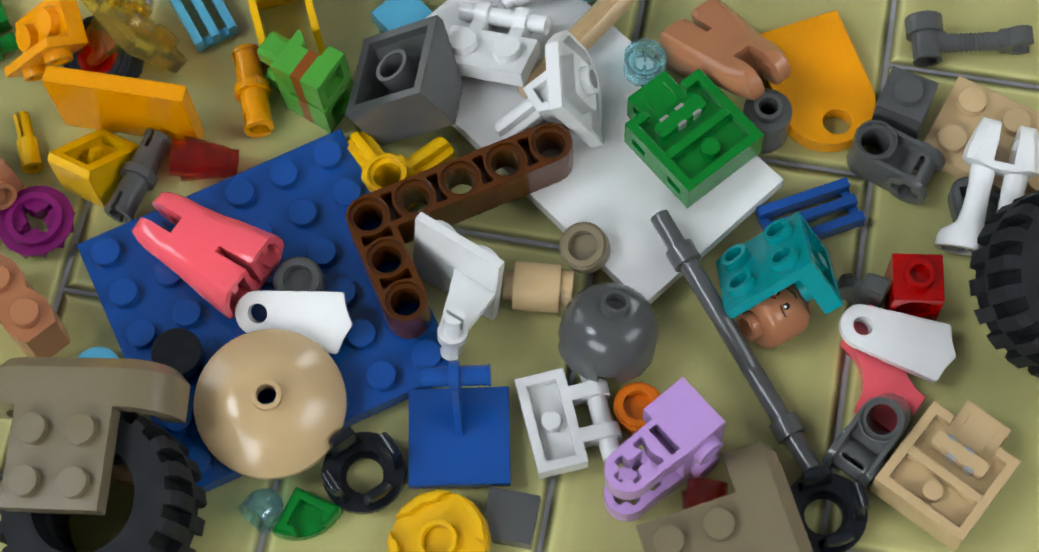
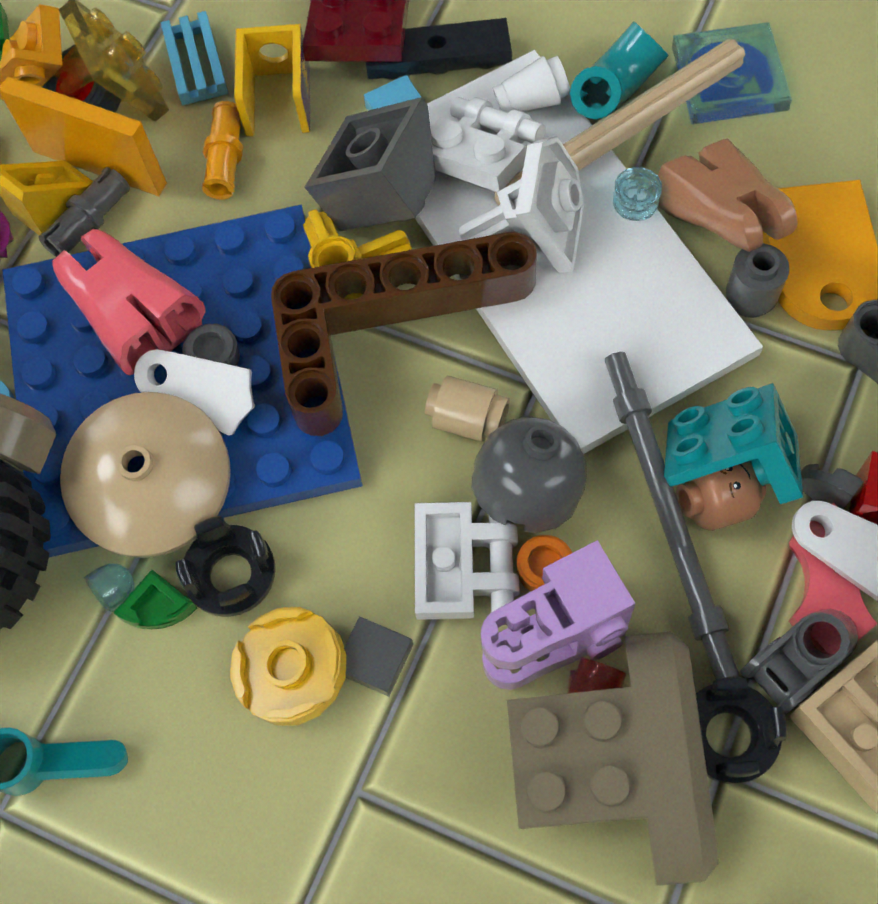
camera: 15 degrees right, 0 degrees up
(179, 350) = (64, 400): black tile -> none
(201, 159) = (150, 208): clear red cone -> none
(308, 82) = (279, 147): bright green hips -> none
(456, 431) = (340, 548): blue plate -> none
(464, 271) = (387, 374): white plate -> none
(584, 247) = (525, 376): dark tan tile -> none
(689, 134) = (669, 276): green piece -> none
(813, 196) = (791, 373): blue tile -> none

